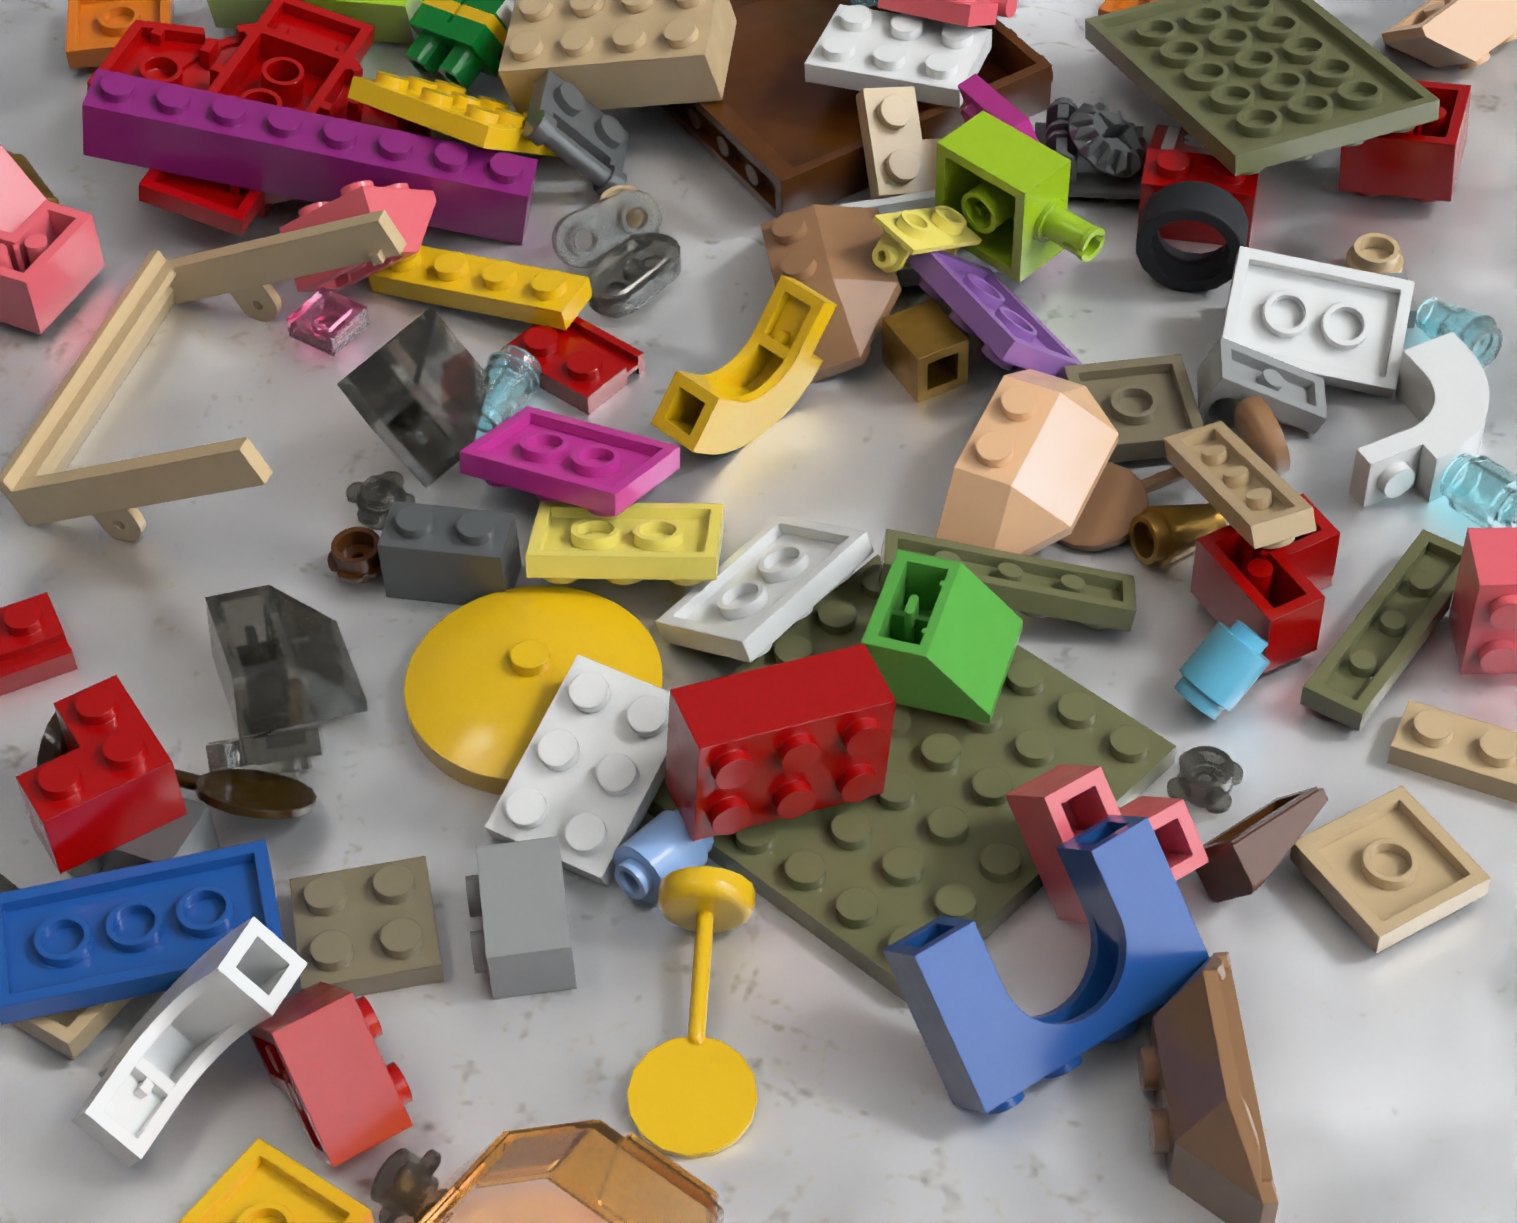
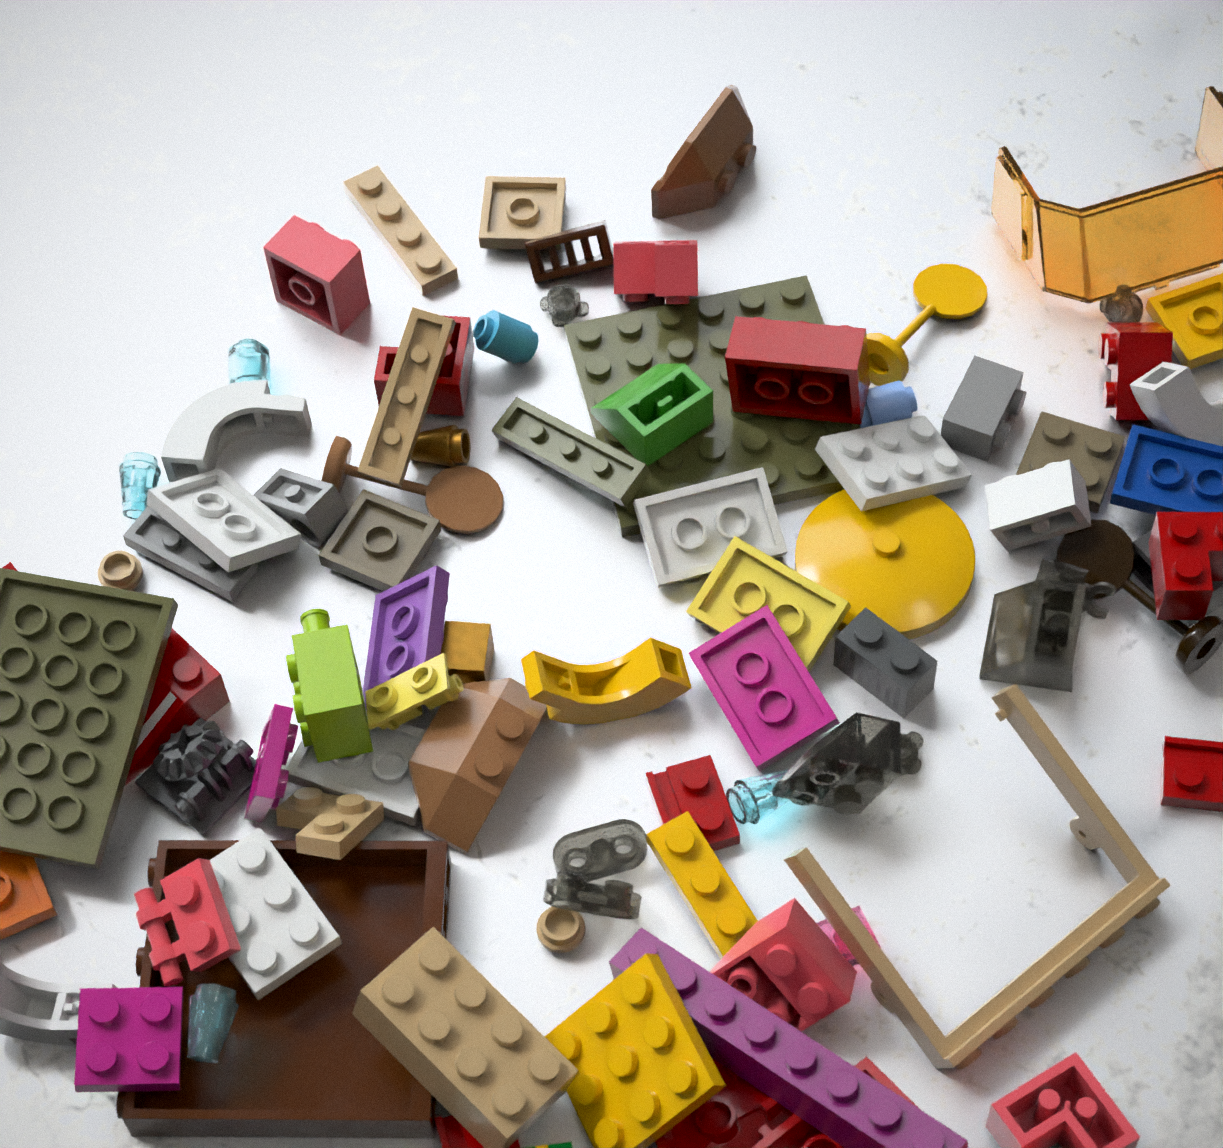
camera: 145 degrees left, 10 degrees up
(355, 555) = (941, 702): reddish brown plate -> none
(361, 795) = (1038, 505): none -> white brick
(577, 131) = (556, 1008): dark grey plate -> none
(1028, 465) = (486, 521): light nougat wedge -> none
(1137, 961) = (744, 216): arch -> none
(1195, 203) = (227, 623): black tyre -> none
(1386, 633) = (383, 326): olive plate -> none

